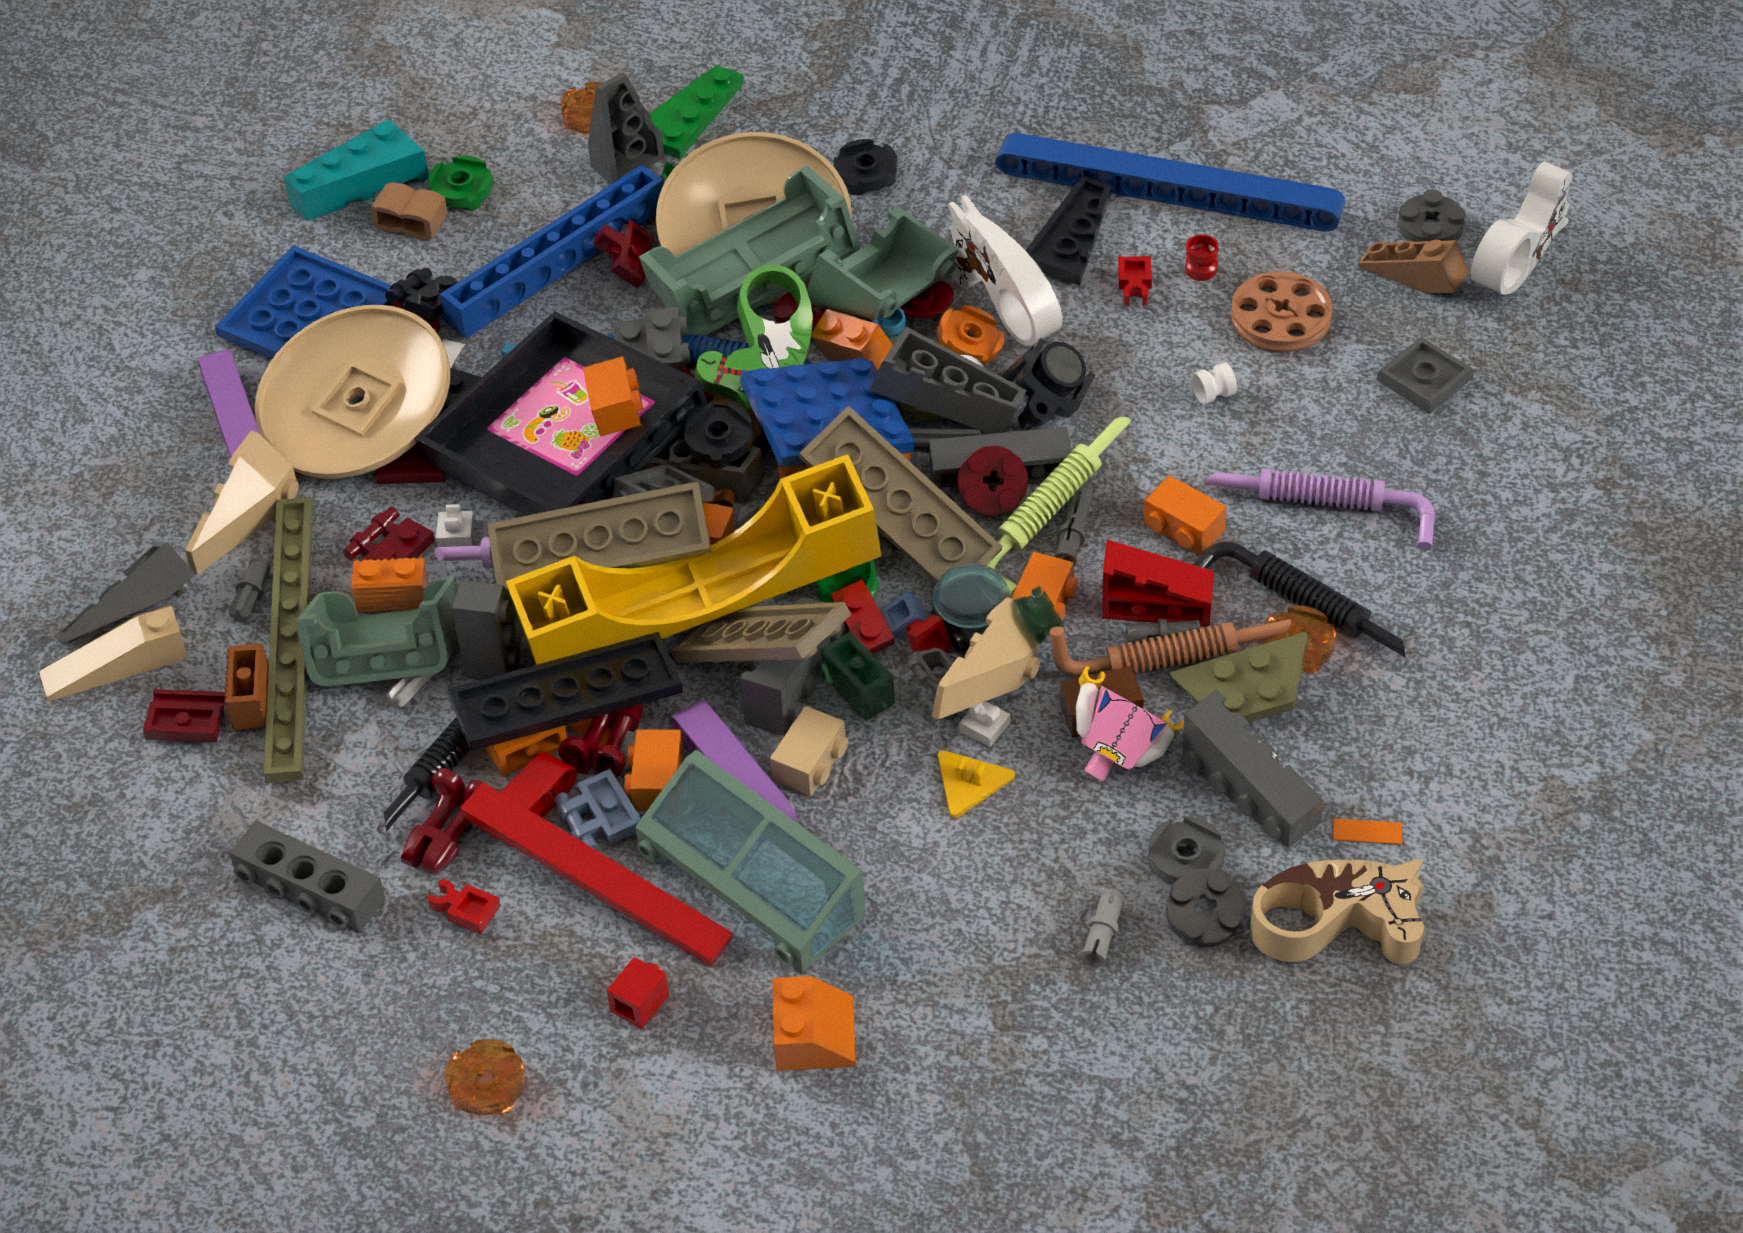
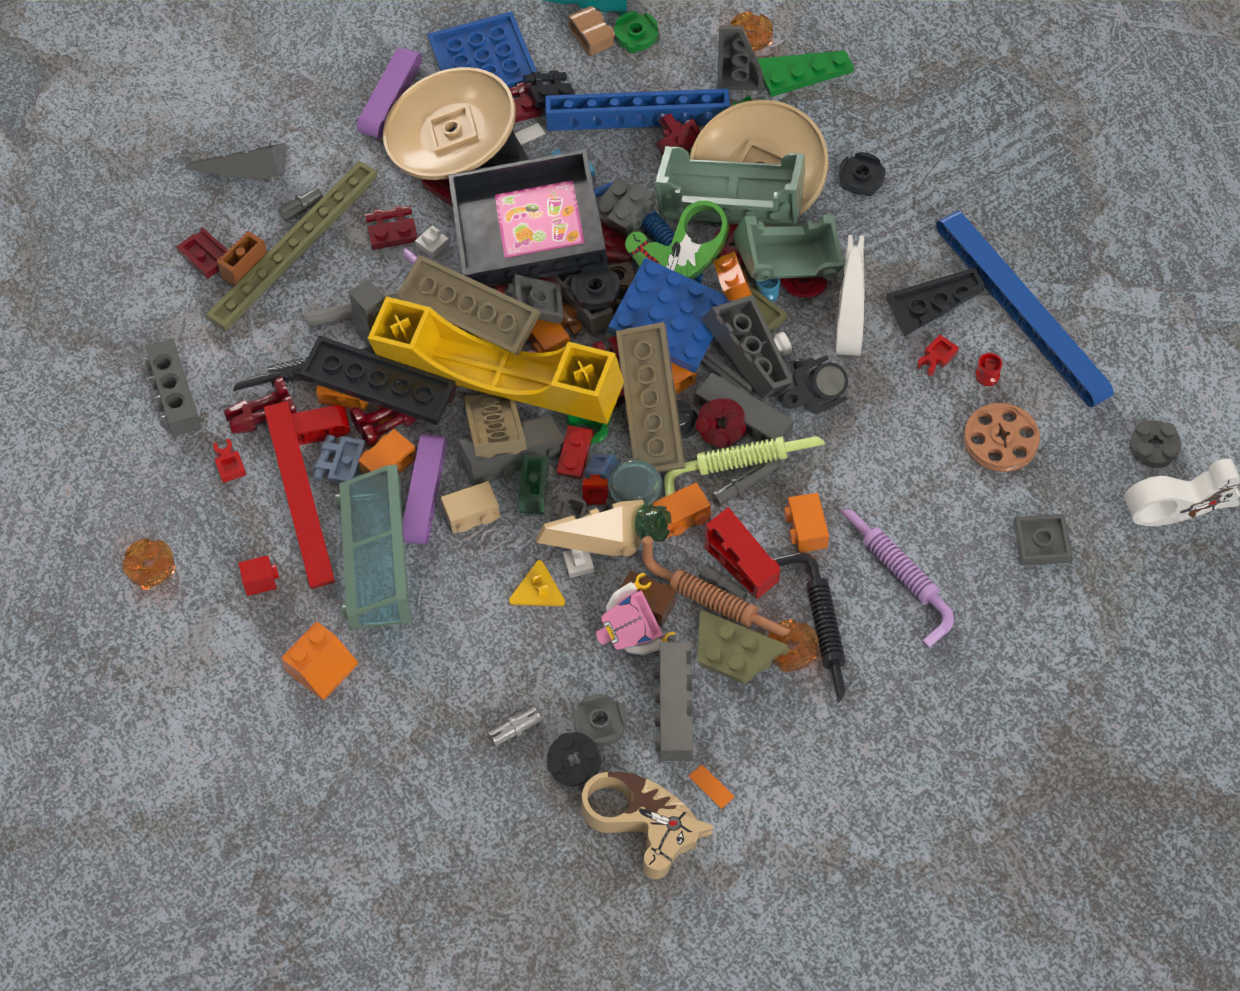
camera: 40 degrees right, 10 degrees up
(128, 649) = (214, 194): tan wedge -> none
(243, 502) = (339, 150): tan wedge -> none
(378, 646) = (317, 276): sand green windscreen -> none
(388, 584) = (364, 252): orange brick -> none
(613, 395) = (550, 224): orange brick -> none
(986, 340) = (807, 311): orange plate -> none
(1214, 383) = (910, 454): white wheel -> none
(1425, 265) = (1111, 465): medium nougat slope -> none

